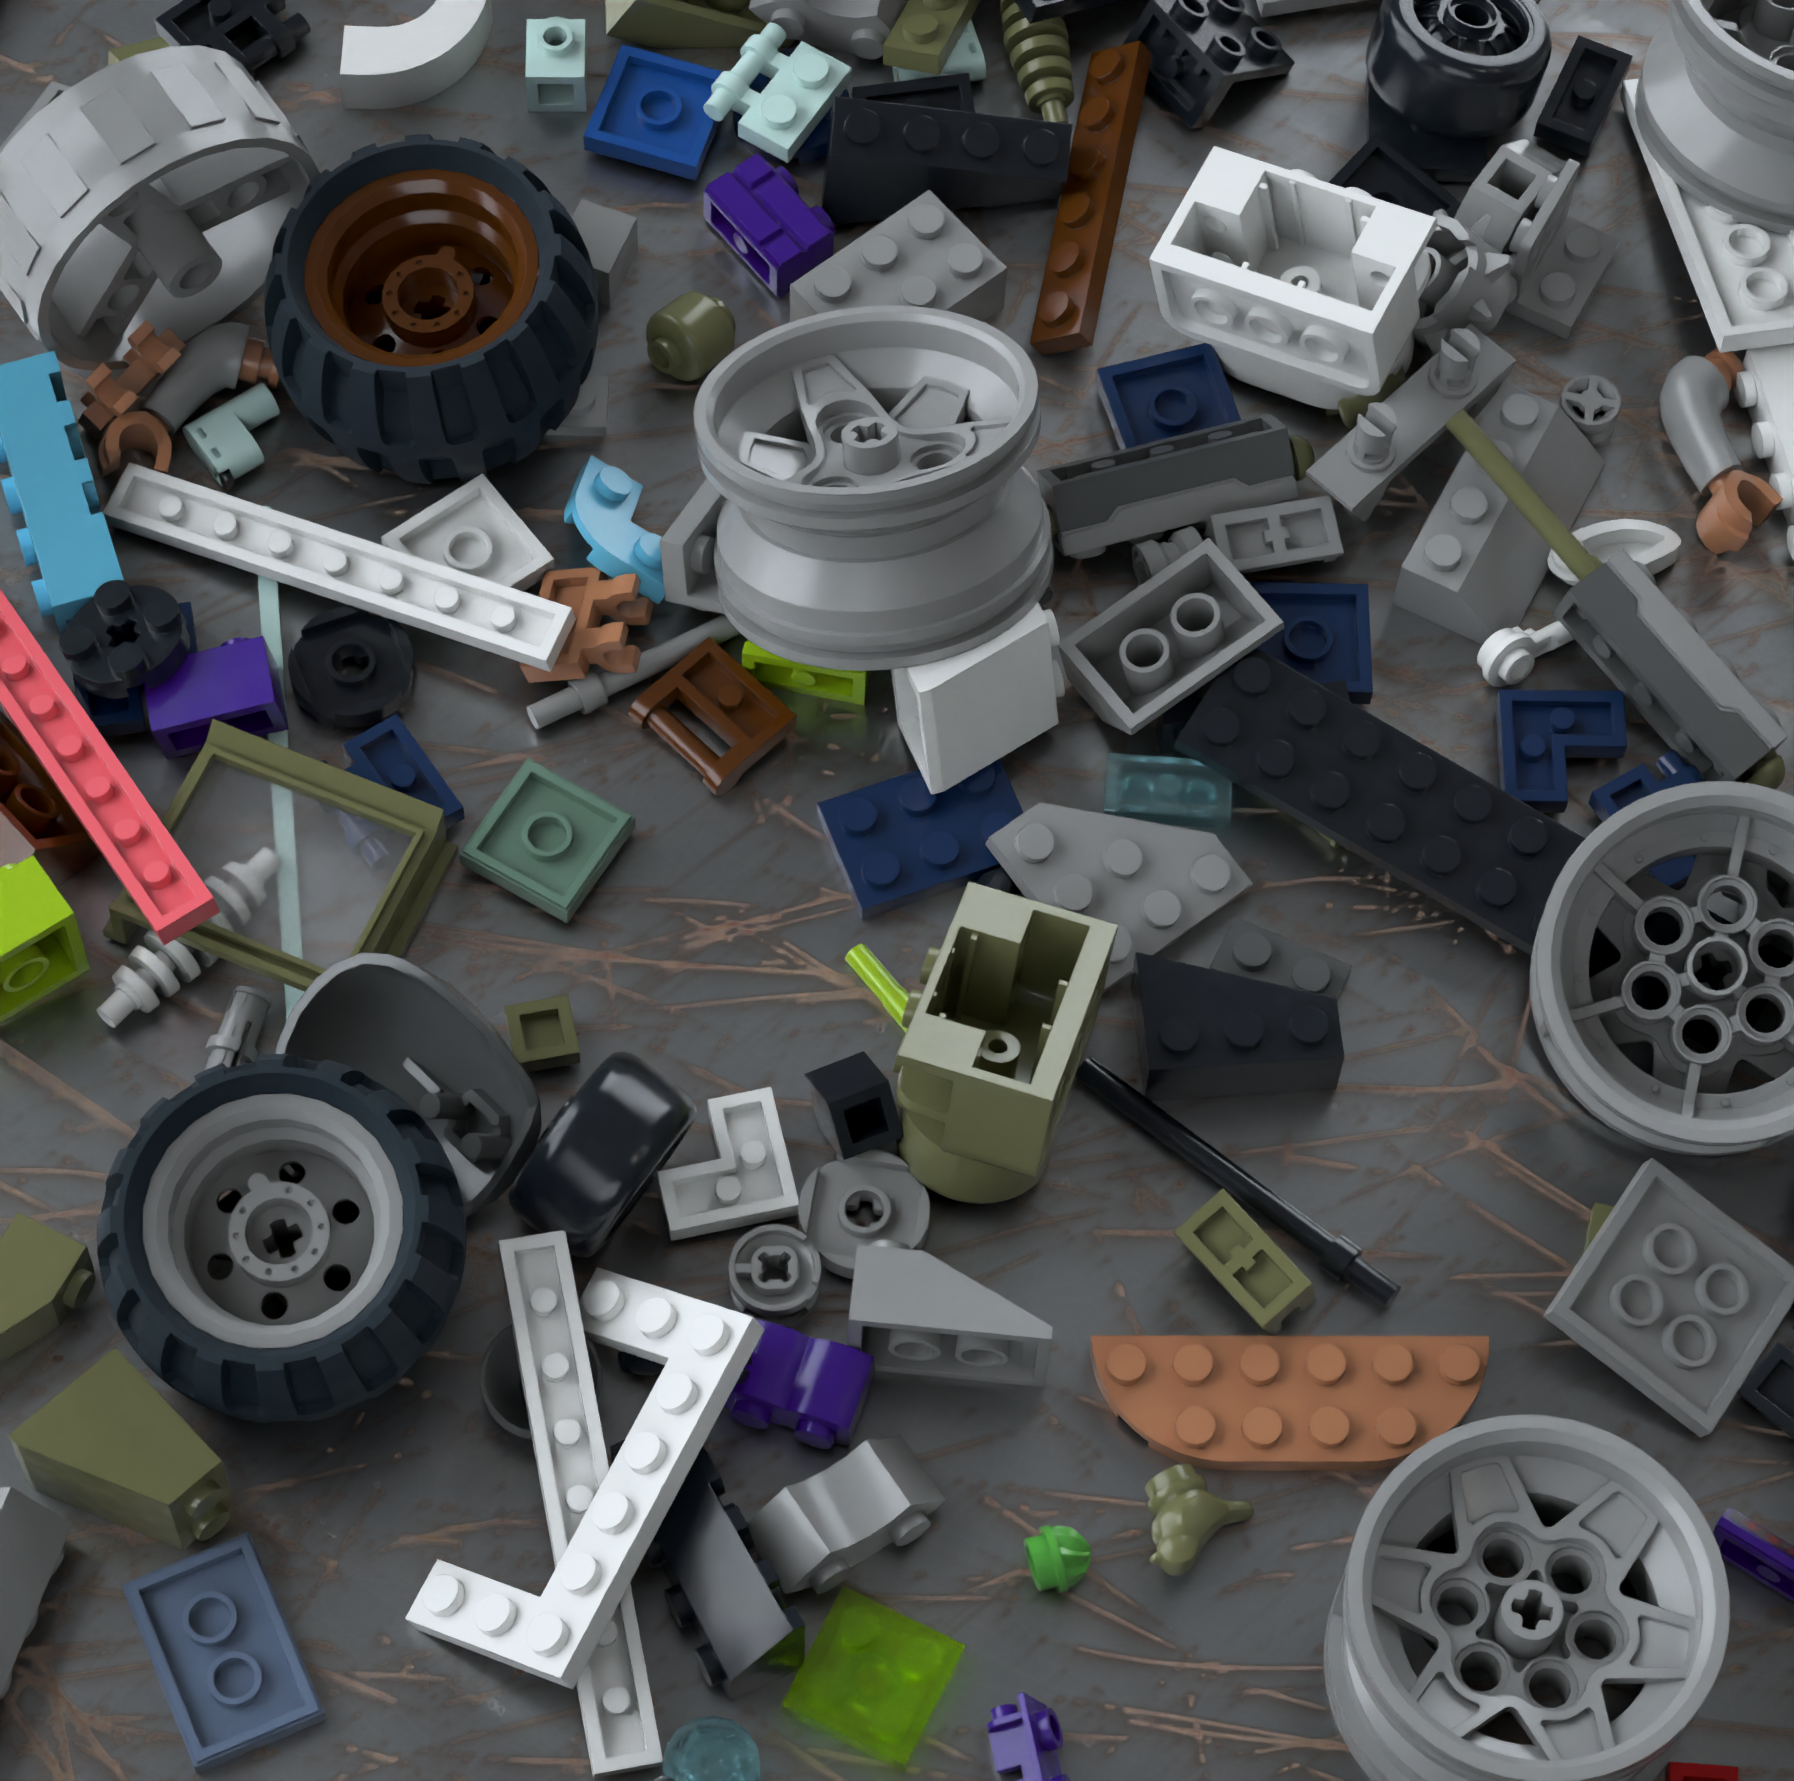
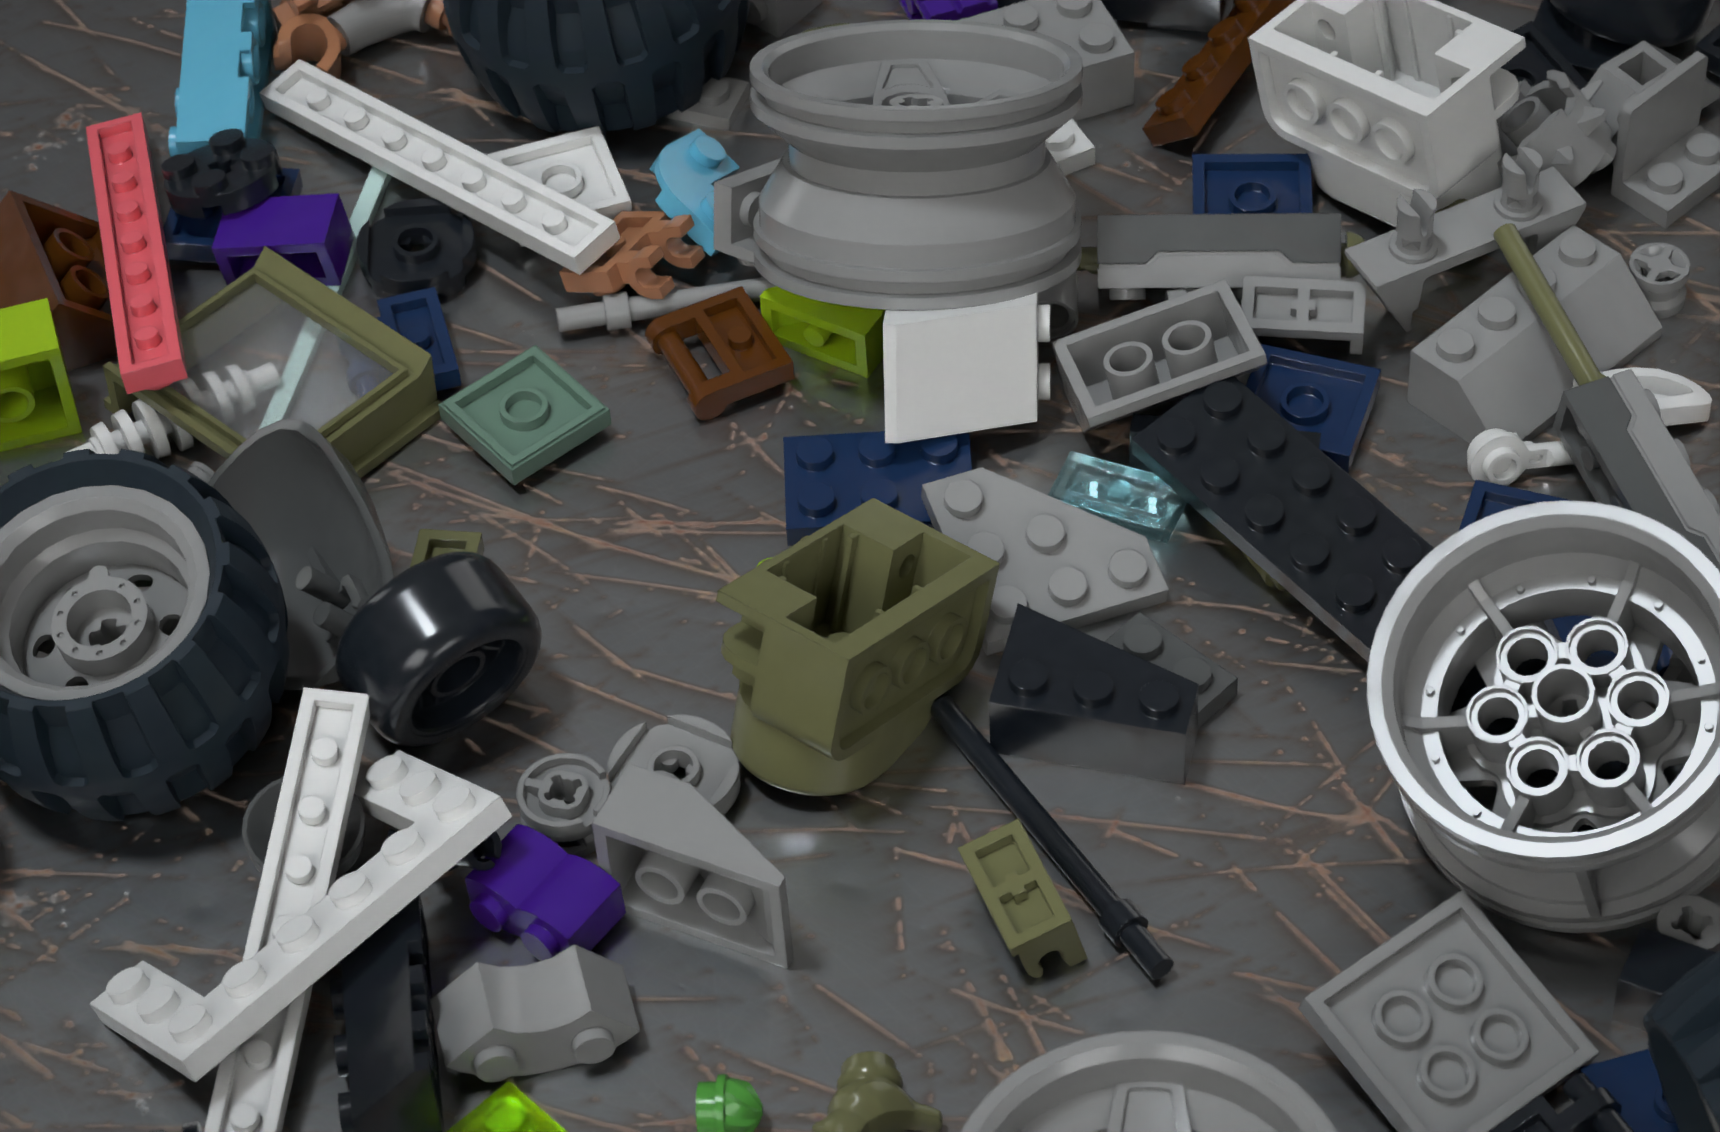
camera: 25 degrees right, 15 degrees down
(223, 435) = (393, 61): light aqua piece -> none
(748, 1180) = (580, 719): white plate -> none
(854, 1105) = (698, 677): black brick -> none
(1289, 1397) = (980, 1021): nougat plate -> none

